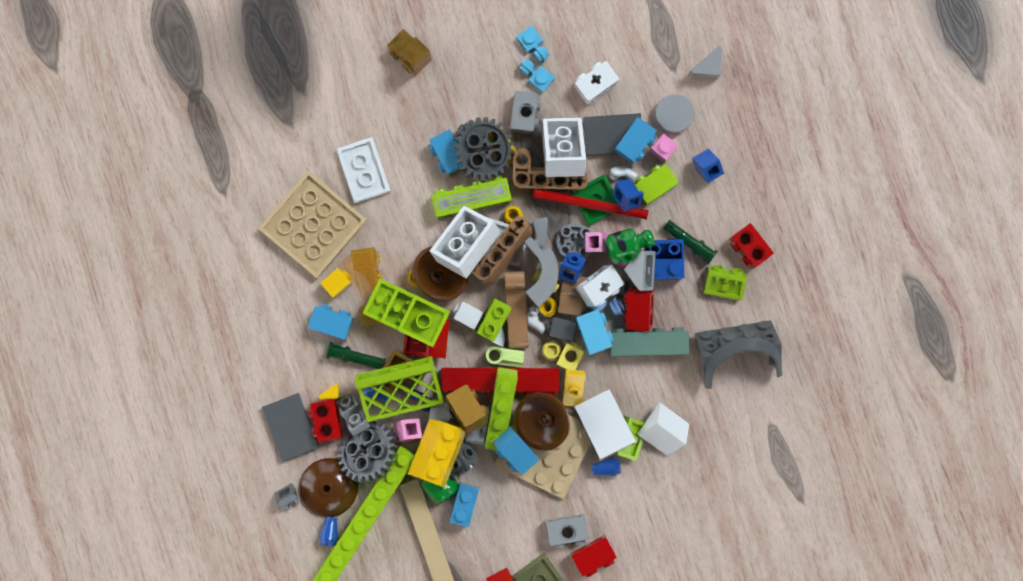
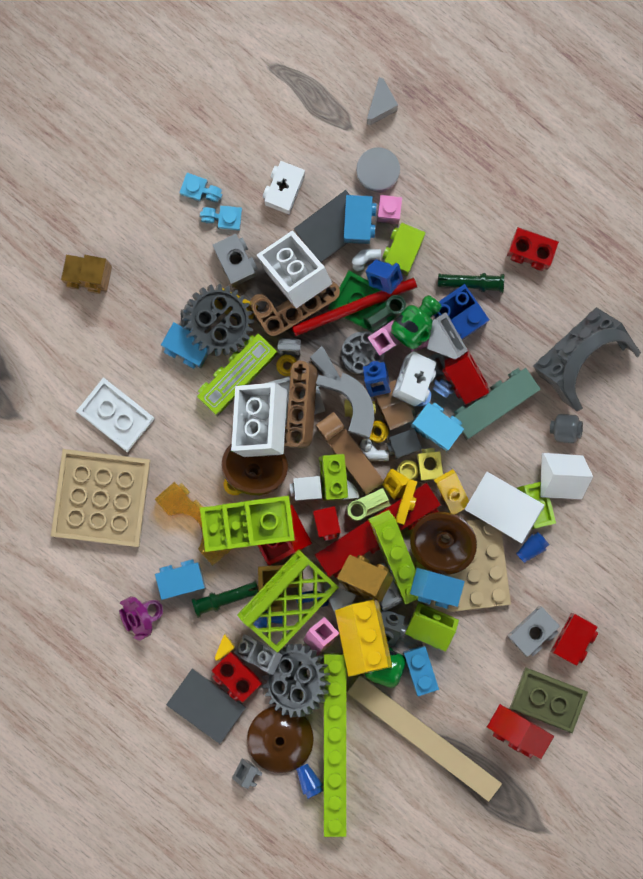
camera: 30 degrees left, 0 degrees up
(282, 327) = (136, 617): none -> magenta tile
(337, 282) = (161, 538): yellow brick -> none
(465, 350) = (327, 523): none -> red brick
(494, 477) = (432, 627): none -> lime brick
(524, 202) = (289, 346): none -> light grey slope
(535, 373) = (407, 502): none -> yellow plate
(536, 355) = (395, 483): none -> yellow slope
(608, 223) = (384, 314): none -> dark green piece
(689, 396) = (566, 428): none -> dark grey head
(708, 165) = (442, 198): blue brick -> none
(725, 282) = (530, 299): lime bracket -> none

